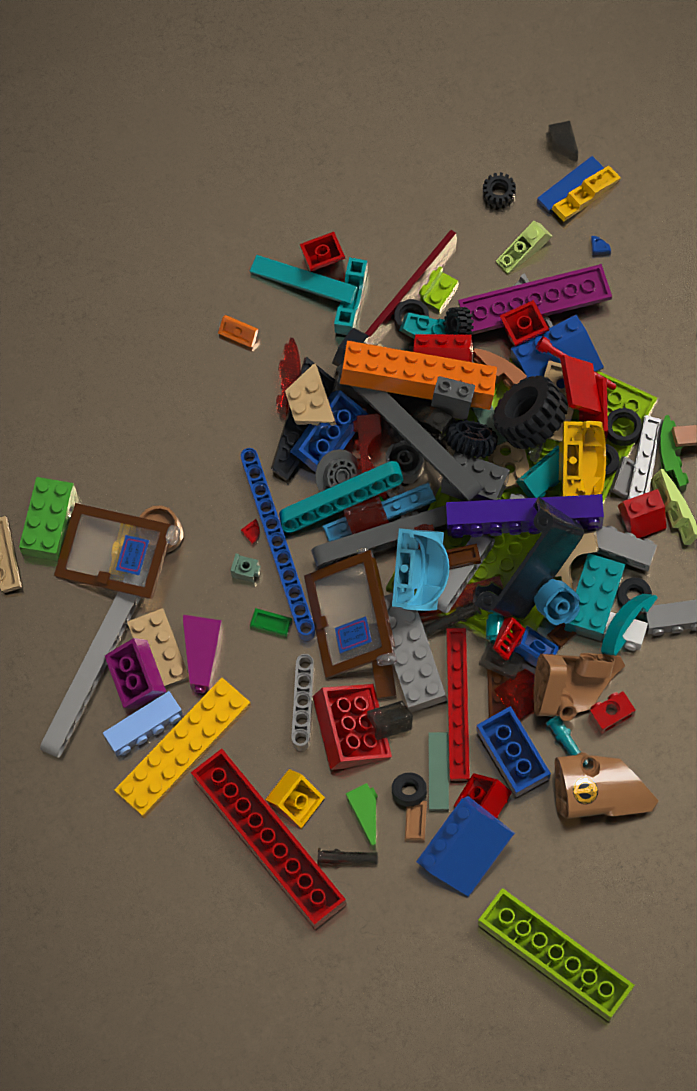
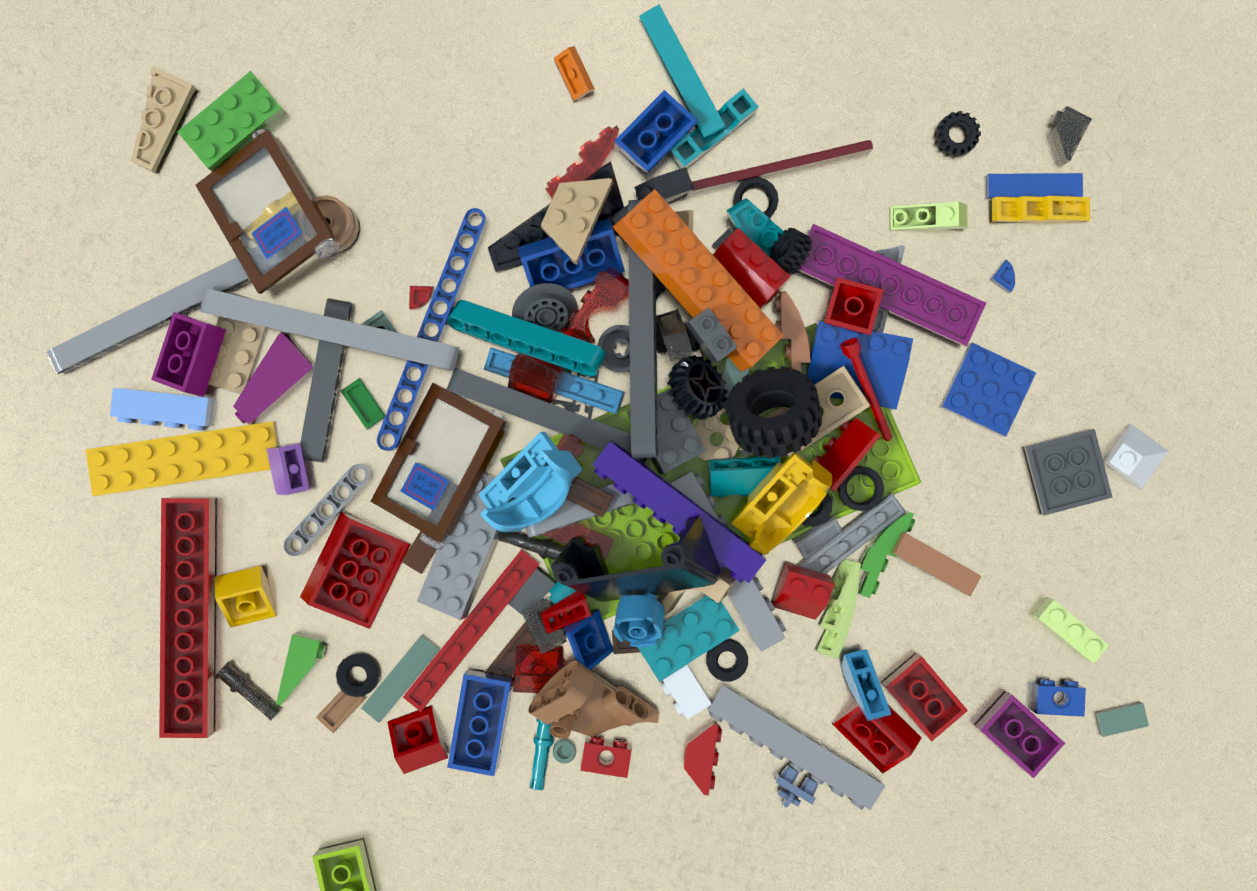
camera: 40 degrees right, 20 degrees up
(213, 586) = (329, 329): none -> light grey beam
(235, 626) = (324, 388): none -> dark grey beam
(256, 694) = (288, 469): none -> medium lavender brick
(317, 322) = (655, 131): none -> blue slope
(322, 251) = (722, 59): red slope -> none
(390, 719) = (394, 595): clear smoke bracket -> none
(438, 289) = (807, 192): lime bracket -> none
(465, 846) = (359, 777): blue slope -> none
(475, 648) = (532, 591): none -> dark grey tile
(580, 385) = (848, 423): red tile -> none
(582, 732) = (564, 751): none -> sand green tile
(599, 787) = (529, 822): medium nougat panel -> none
(613, 638) = (689, 686): teal slope -> none
(648, 315) = (988, 389): none -> blue plate
(671, 664) = (701, 756): none -> red slope

